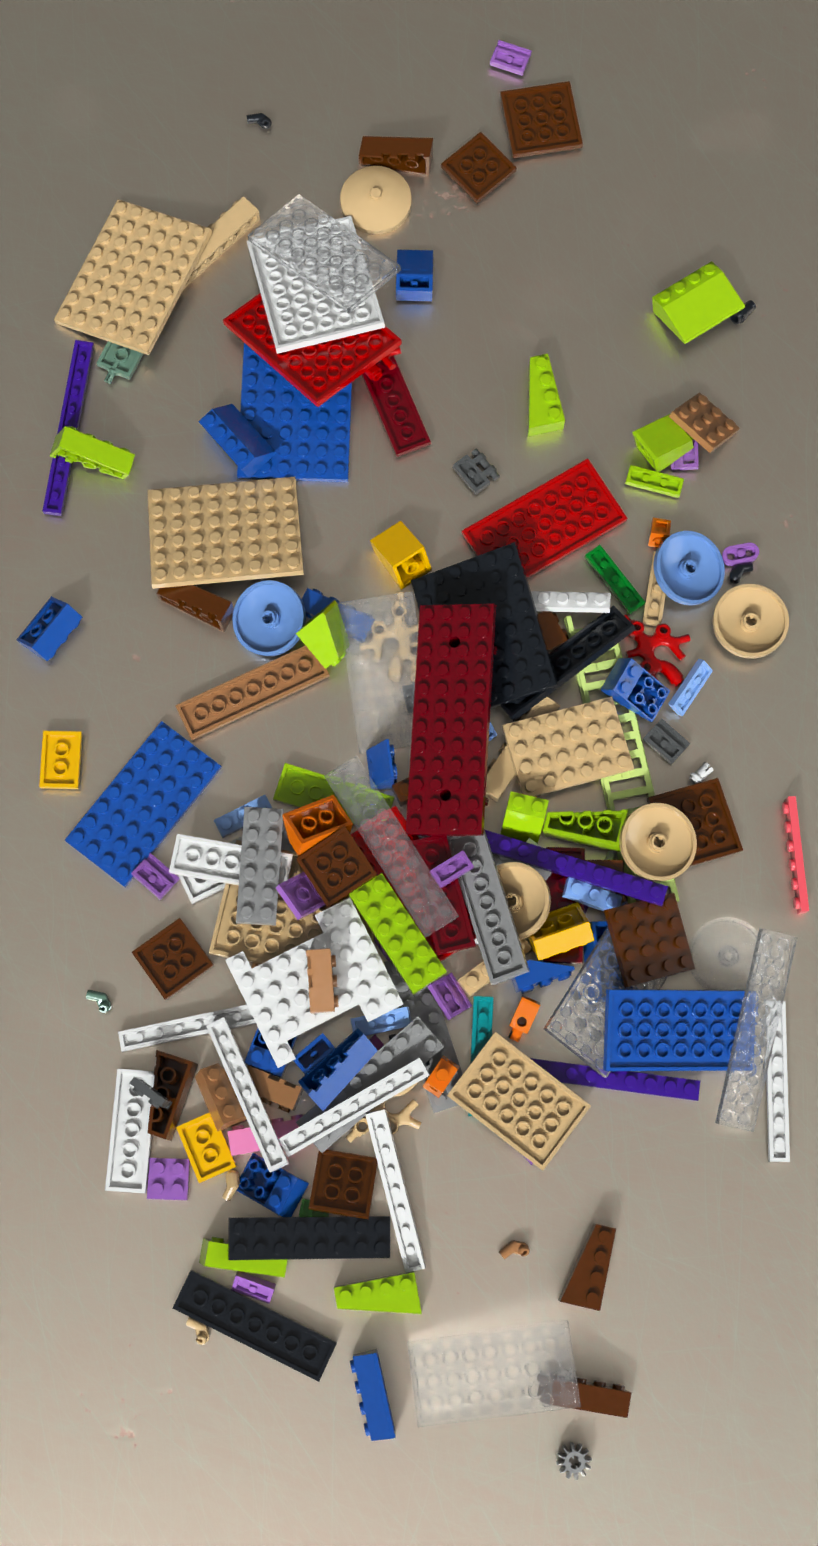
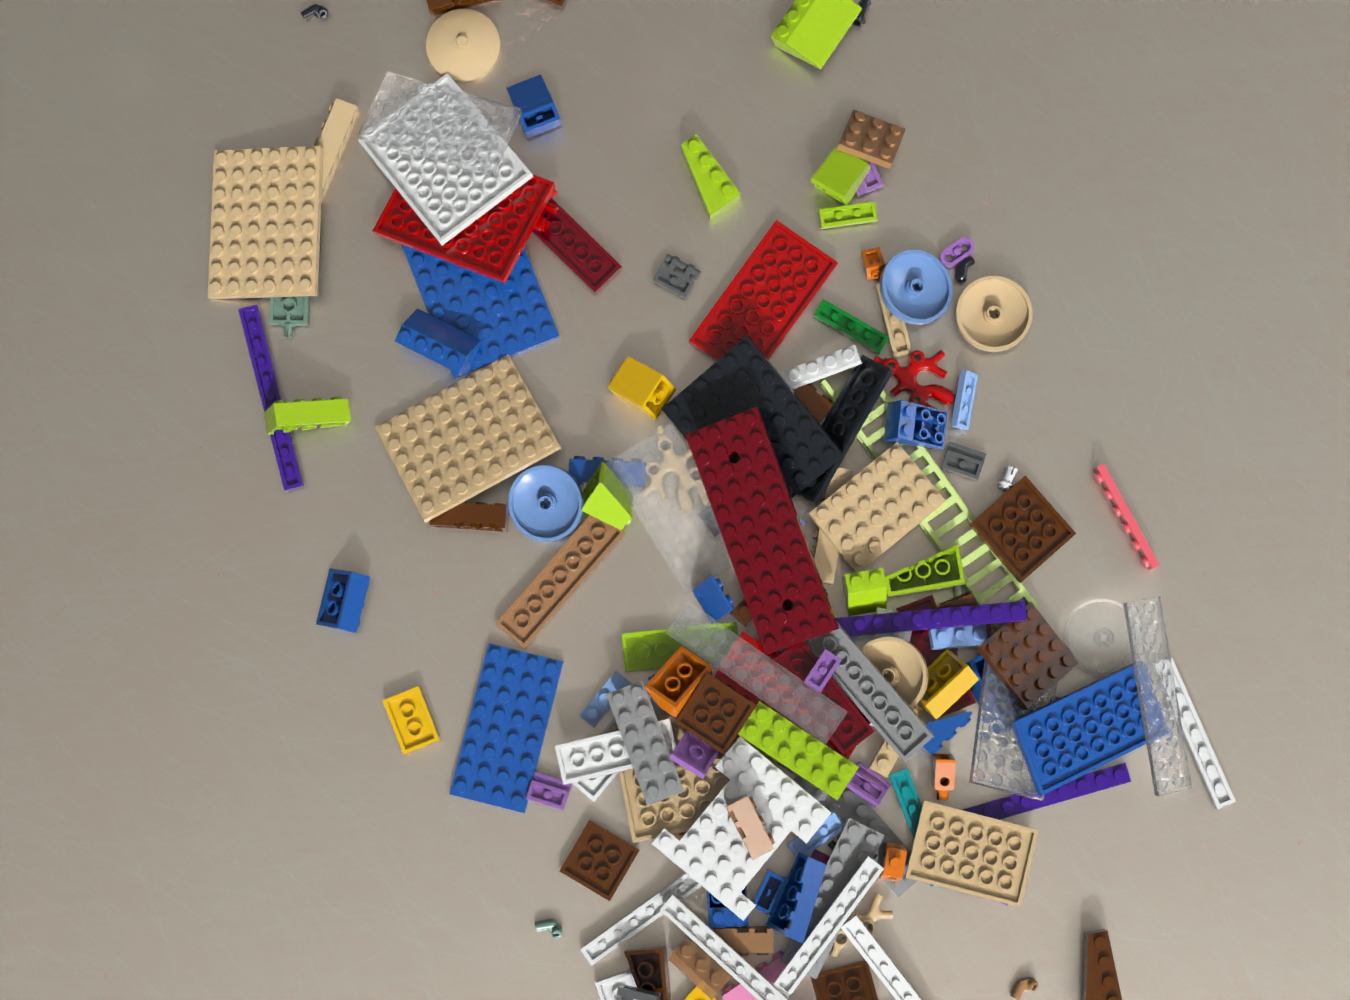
camera: 20 degrees left, 5 degrees up
(658, 842) = (998, 562): tan dish -> none

